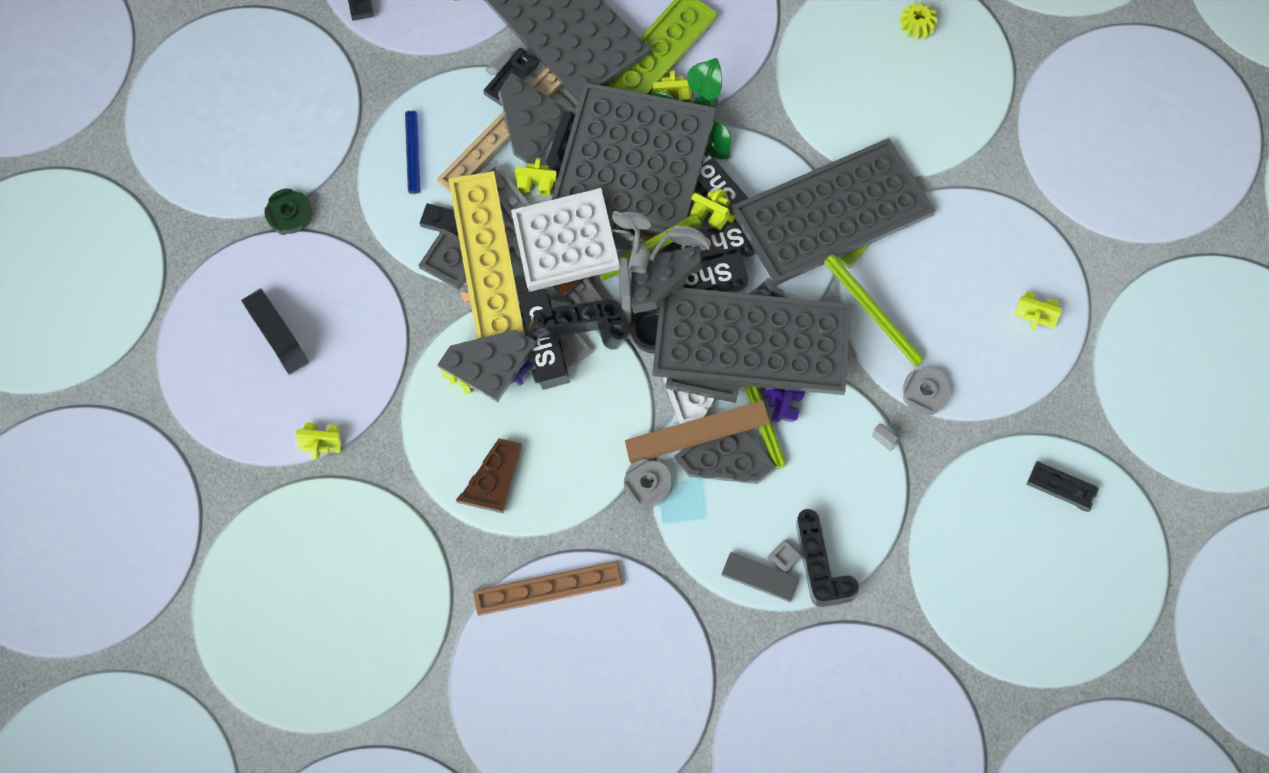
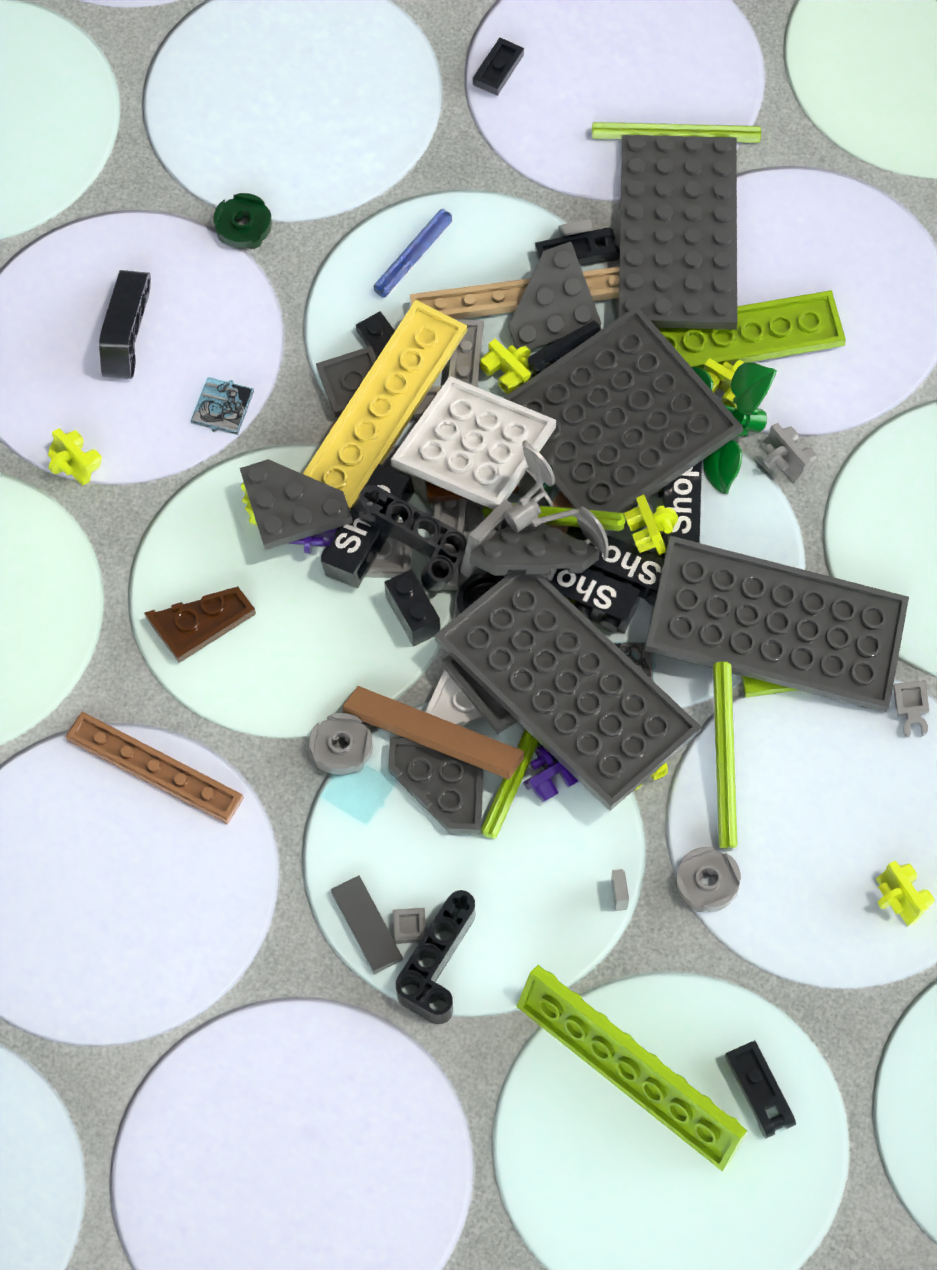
camera: 40 degrees right, 5 degrees down
(381, 335) = (222, 405): none -> piece
(615, 367) = (412, 607): none -> black brick
(744, 106) = (786, 454): none -> light grey hips
(944, 197) = (912, 701): none -> light grey plate
(987, 533) = (631, 1068): none -> lime plate

